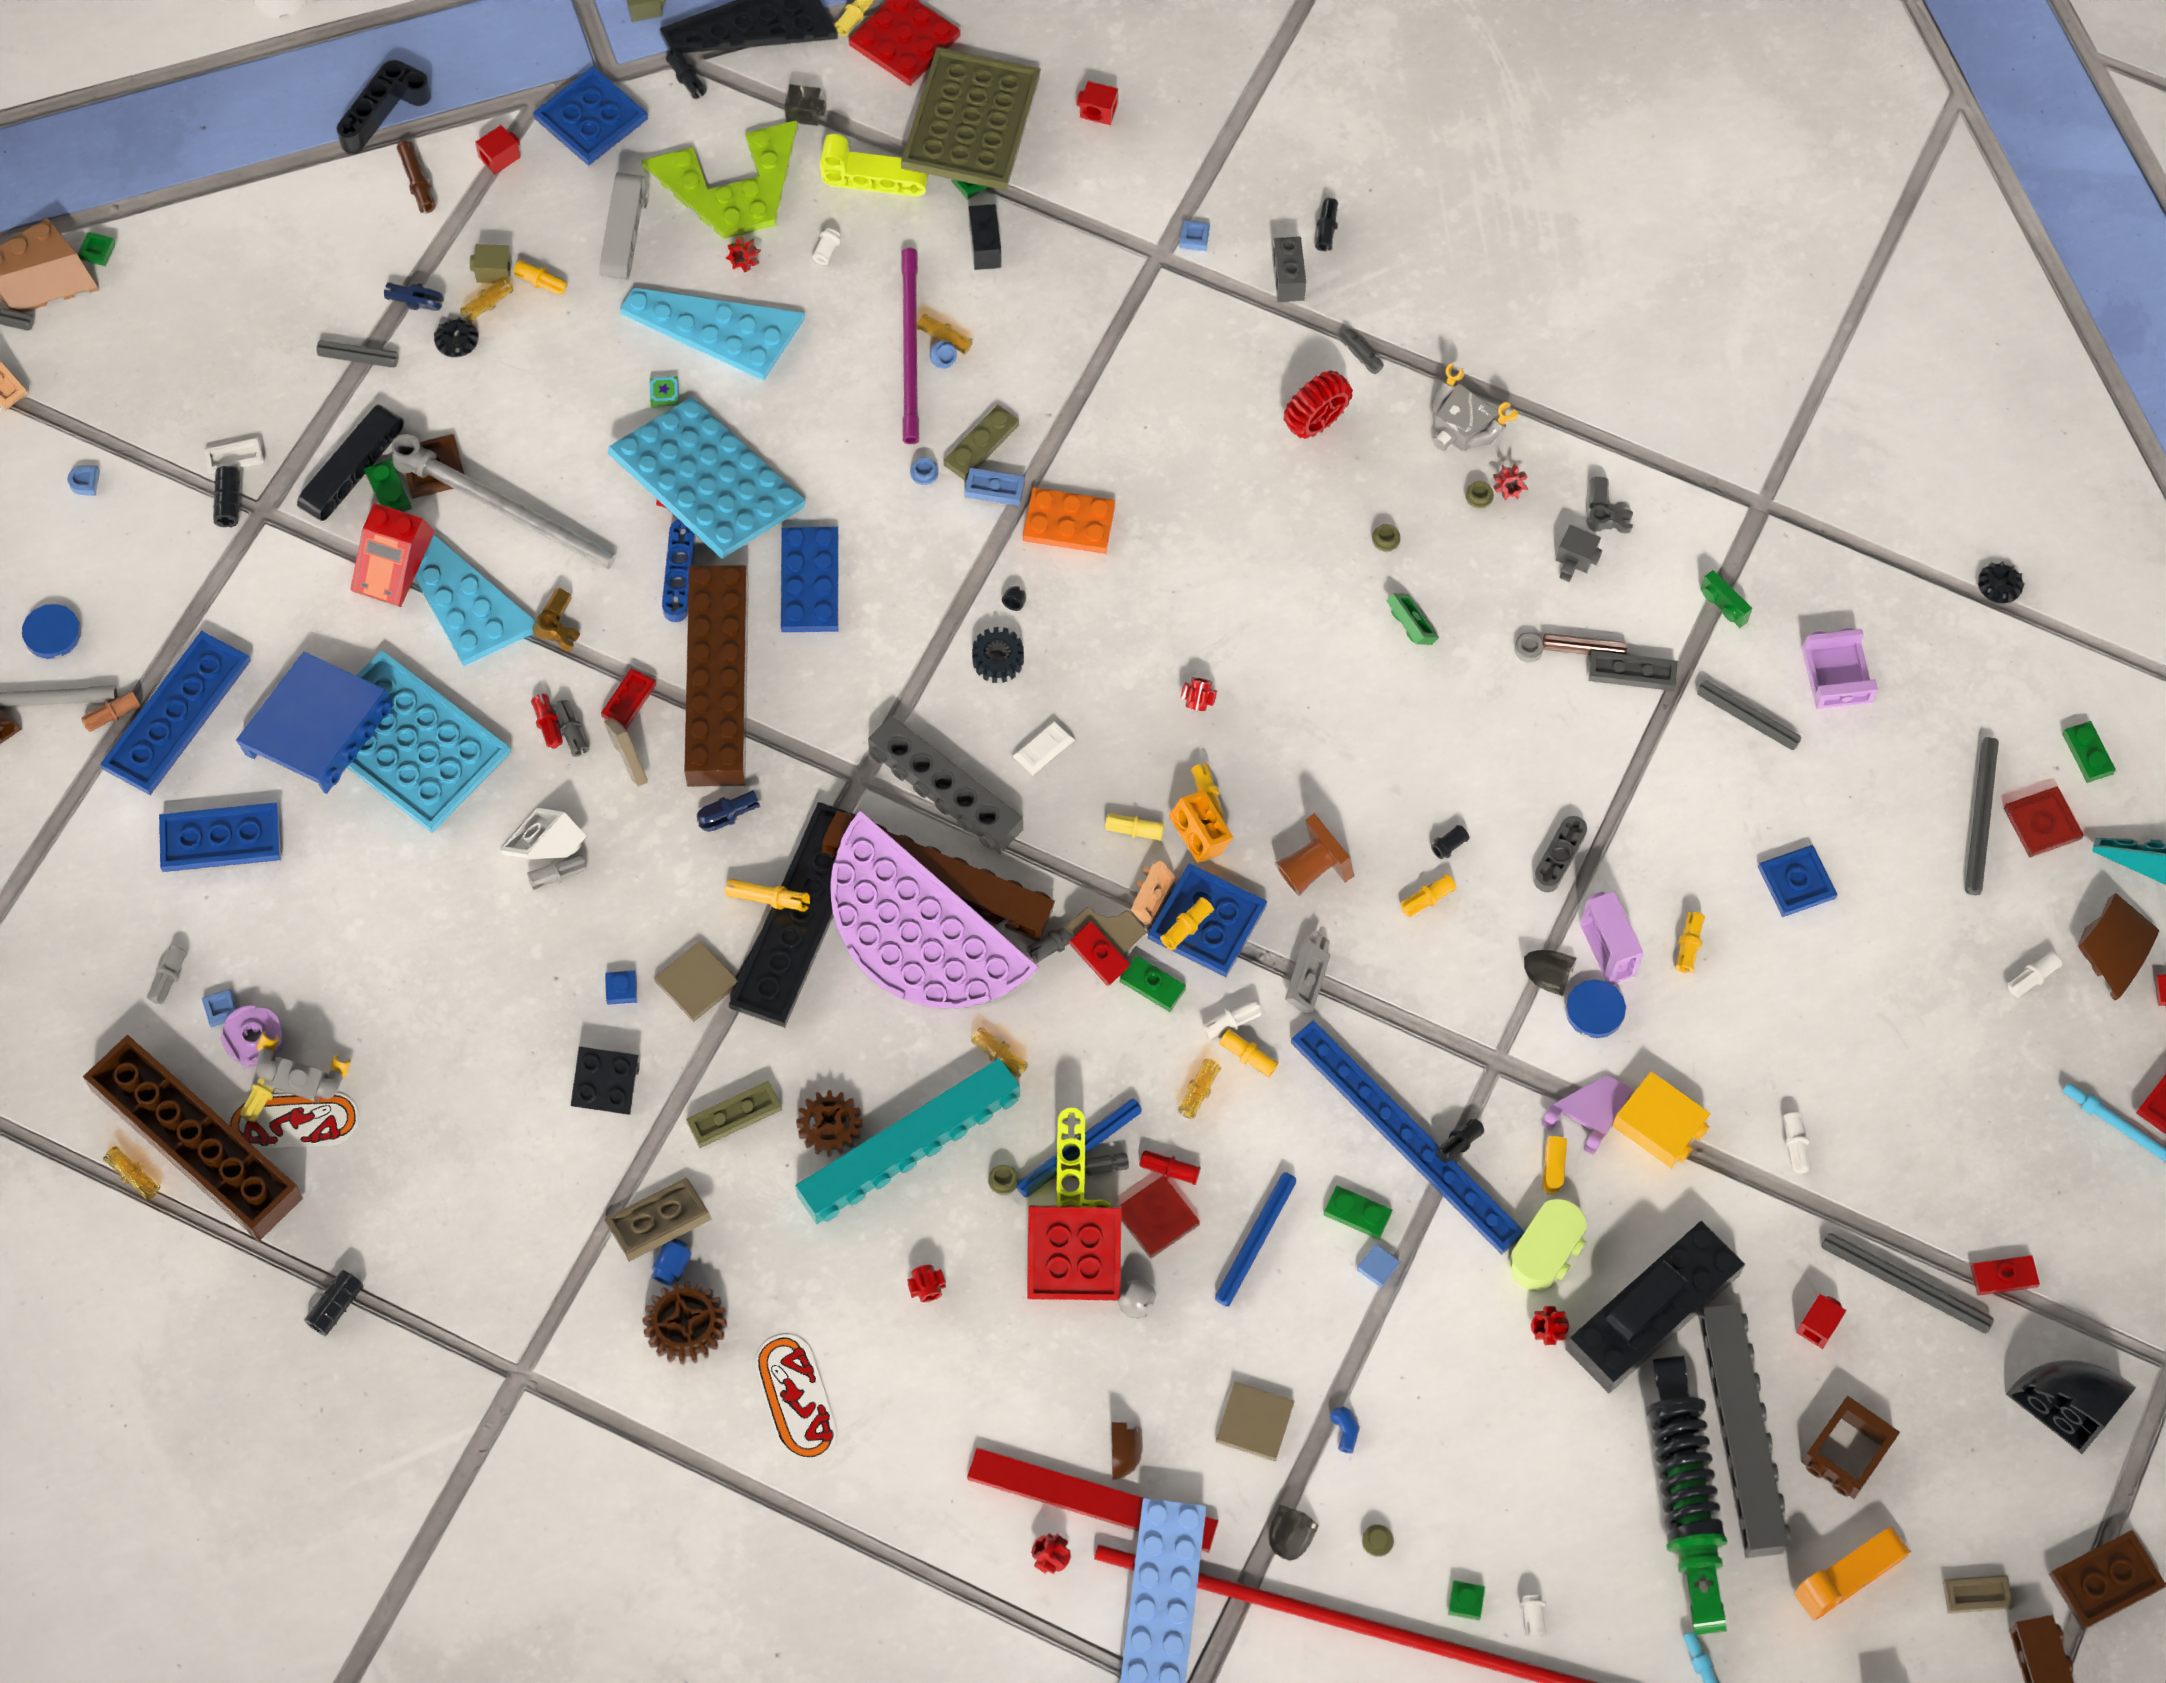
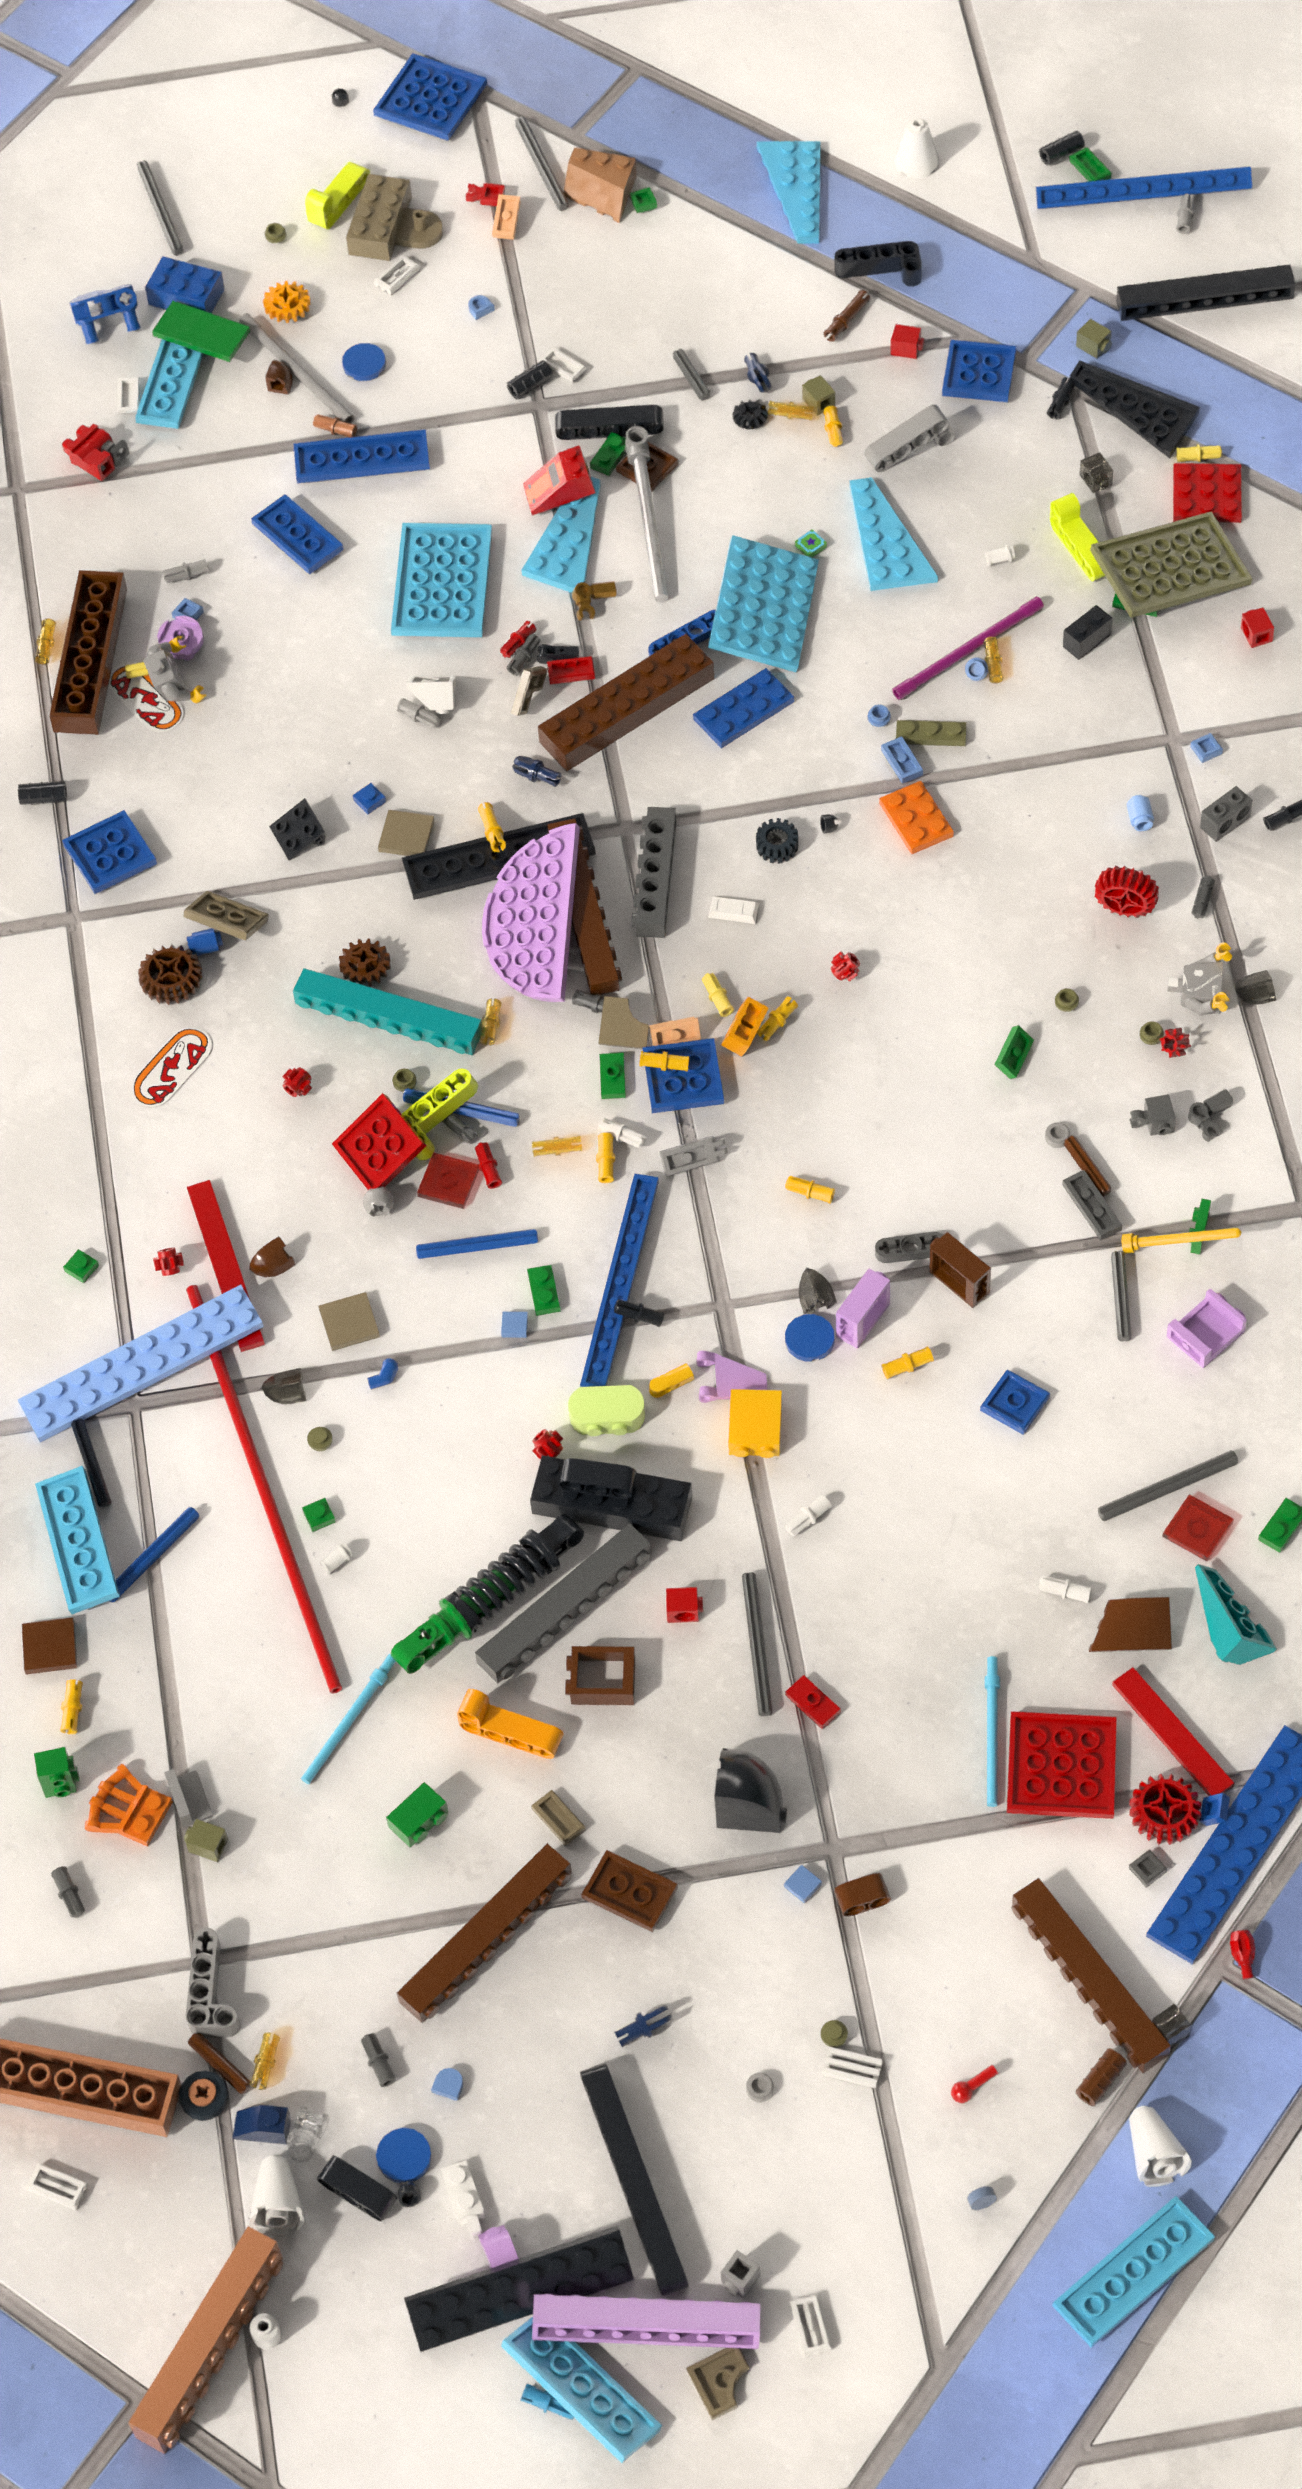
camera: 60 degrees right, 5 degrees down
(204, 107) = (796, 180): none -> medium azure wing
(316, 720) = (410, 524): blue panel -> none
(471, 1284) = (109, 852): none -> blue plate
(599, 694) = (553, 653): none -> black bar
(733, 1114) = (330, 910): olive plate -> none
(739, 205) = (995, 495): lime wing -> none
(749, 252) = (949, 515): red gear -> none
(980, 1648) = (81, 1266): none -> green plate
(1098, 953) = (602, 1028): red plate -> none
(1227, 335) = (1140, 813): none -> light blue brick
(1315, 858) = (783, 1105): dark orange plant -> none
(1444, 846) = (861, 1177): black pin -> none
(1499, 377) = (1256, 988): none -> clear smoke brick
(1630, 826) = (959, 1269): none -> reddish brown window
(1702, 665) = (1133, 1242): none -> yellow piece

